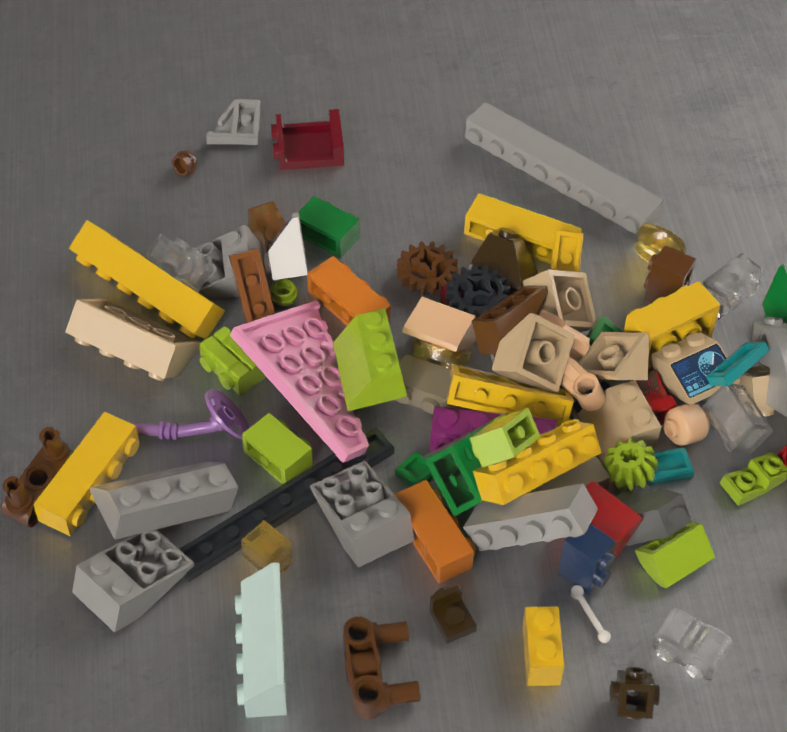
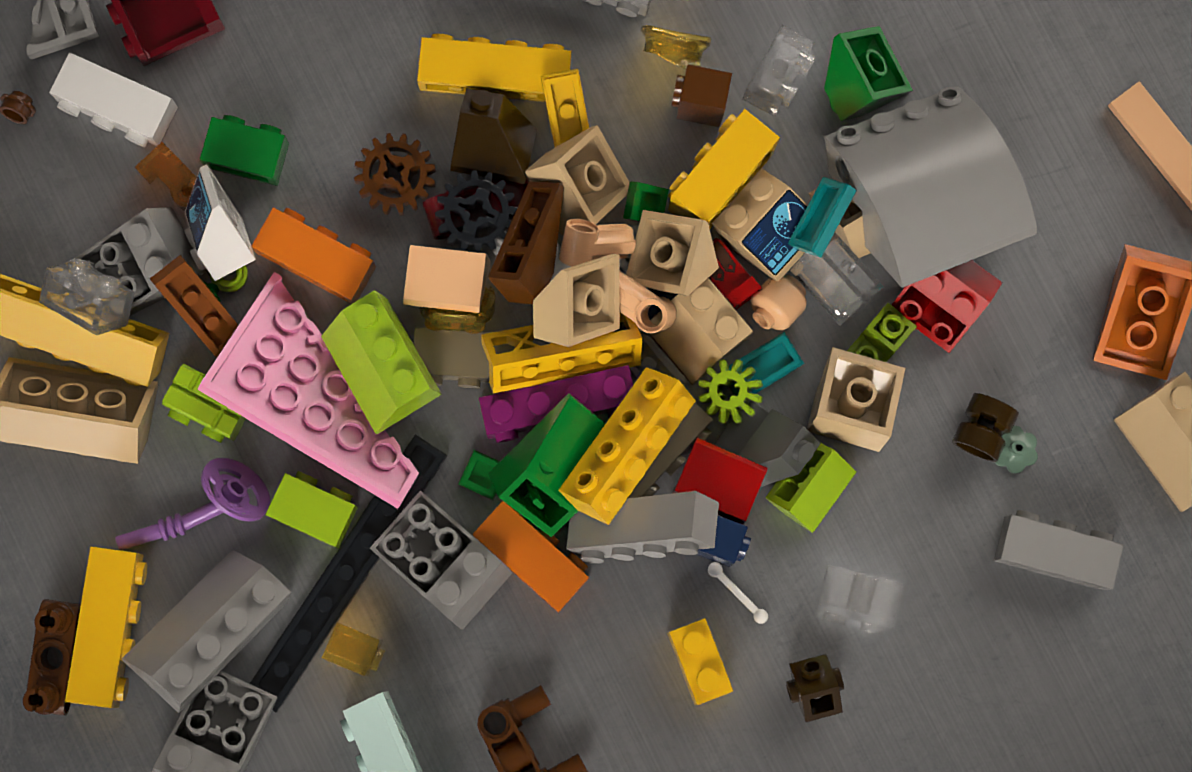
camera: 25 degrees left, 30 degrees up
(250, 174) = (113, 101): none -> white brick
(451, 613) = (587, 653): dark brown bracket -> none
(504, 438) = (585, 447): lime brick -> none
(729, 502) = (856, 400): none -> tan slope

